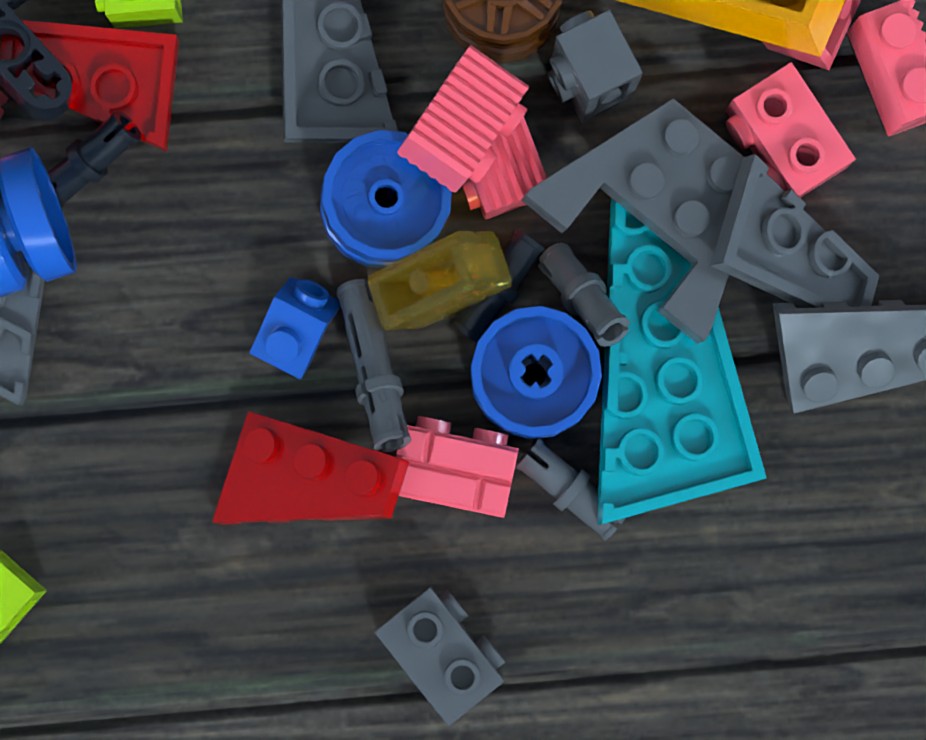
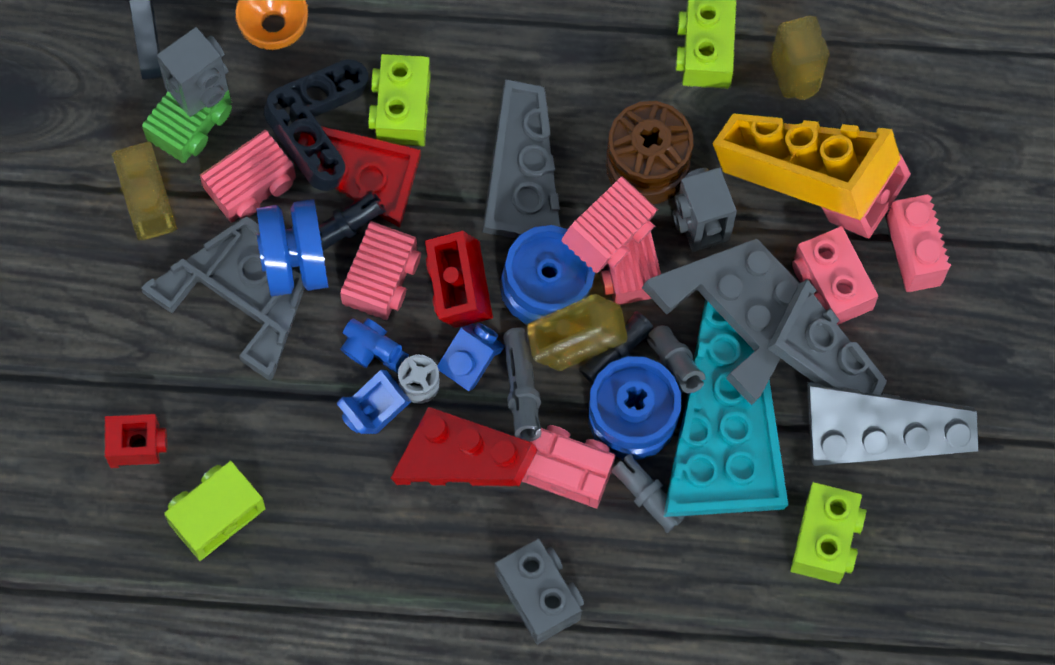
camera: 10 degrees right, 15 degrees down
(148, 333) = (369, 341): none -> blue plate
(149, 223) = (380, 270): none -> coral brick
(170, 422) = (374, 404): none -> blue bracket
(221, 365) = (416, 370): none -> light grey wheel
(260, 223) = (458, 279): none -> red brick
(826, 510) = (827, 533): none -> lime brick

